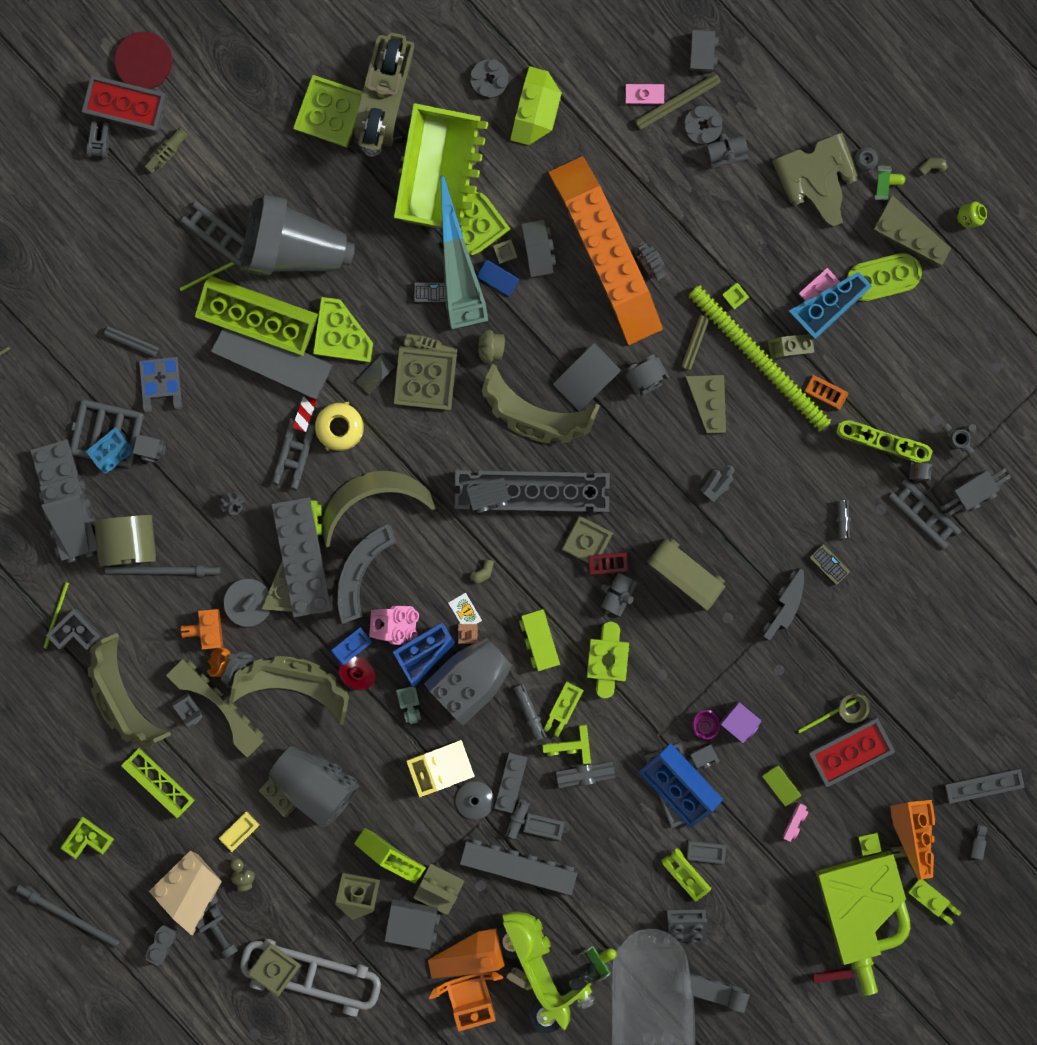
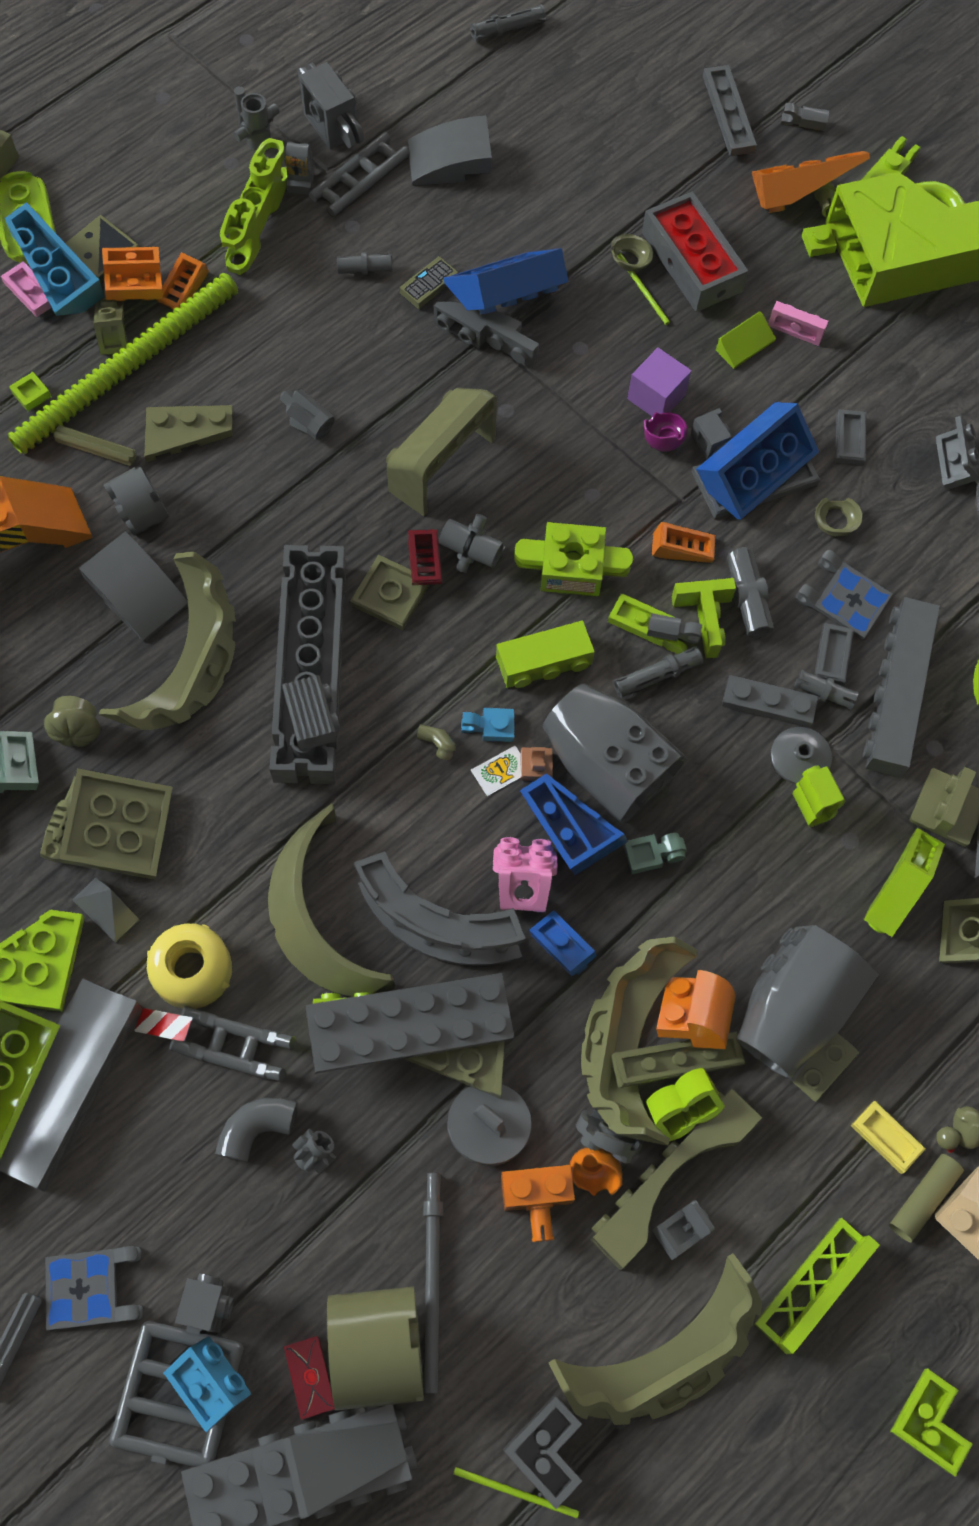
camera: 95 degrees left, 20 degrees down
(113, 504) = (309, 1377): none -> dark red tile
(204, 849) = (926, 1197): none -> olive piece
(248, 466) = (250, 1121): none -> dark grey cylinder
(255, 714) = (685, 1104): none -> lime brick
(282, 711) = (673, 1061): none -> olive tile
(309, 724) = (697, 1010): none -> orange brick
(359, 668) = (609, 932): dark red dish -> none
(440, 768) = (758, 804): slope -> none
(441, 805) = (818, 795): none -> lime brick
(494, 608) = (495, 724): none -> dark azure plate
(554, 721) = (673, 628): none -> dark grey bar
(584, 841) = (848, 598): none -> dark grey flag
(625, 718) = (670, 550): none -> orange slope
(639, 848) = (849, 509): none -> olive piece
(686, 875) = (889, 458): lime plate -> none
(822, 619) = (509, 280): none -> blue slope
(826, 359) = (132, 273): none -> orange brick
(856, 333) = (91, 239): none -> olive tile
(941, 579) = (450, 151): none -> dark grey slope

